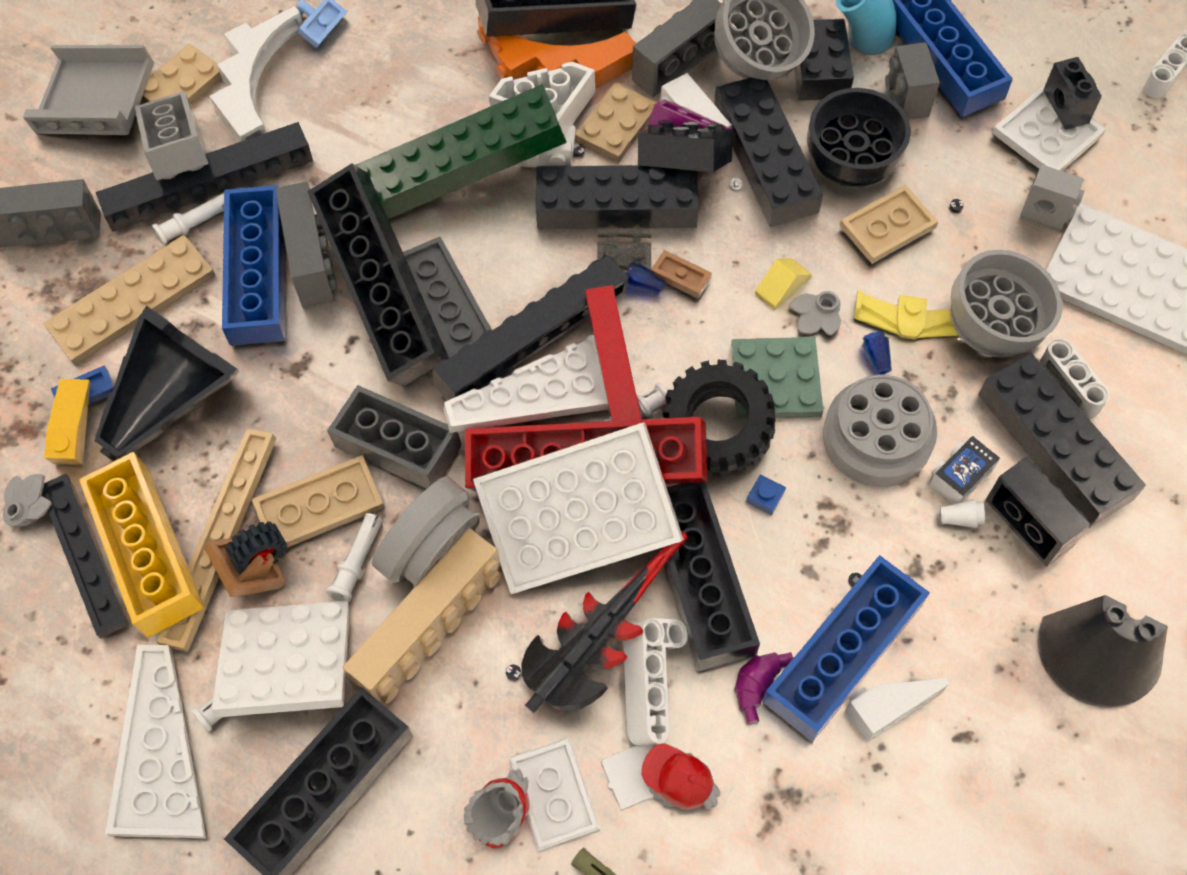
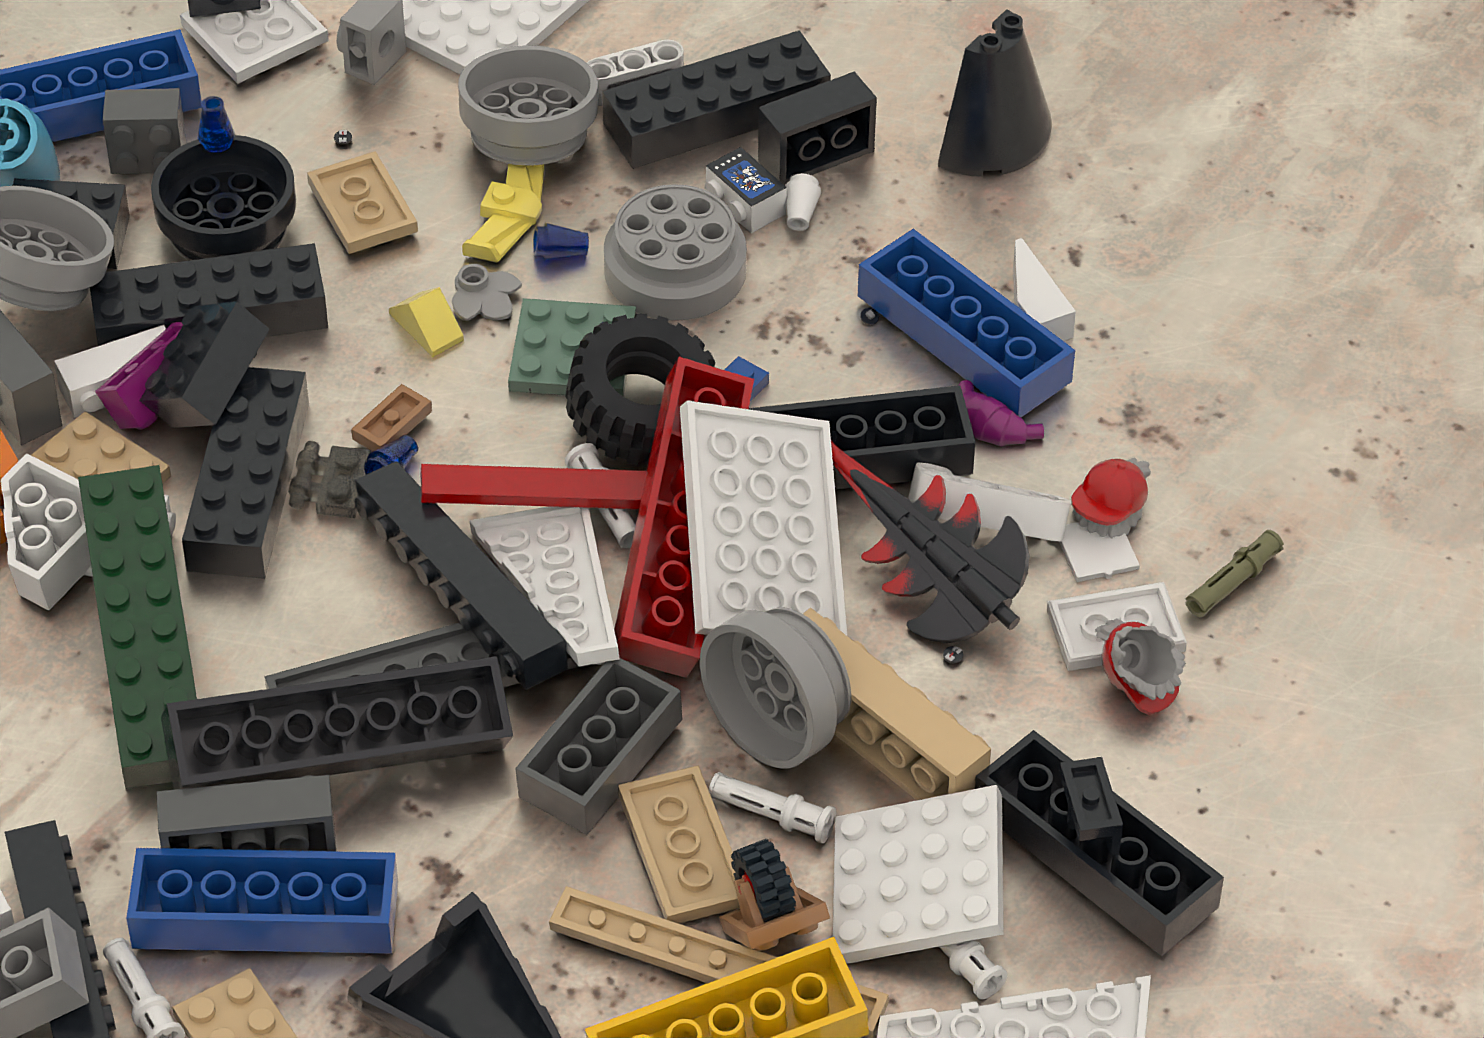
camera: 85 degrees left, 15 degrees down
(313, 768) = (1091, 802): none -> black panel
(903, 108) = (215, 126): none -> clear blue cone

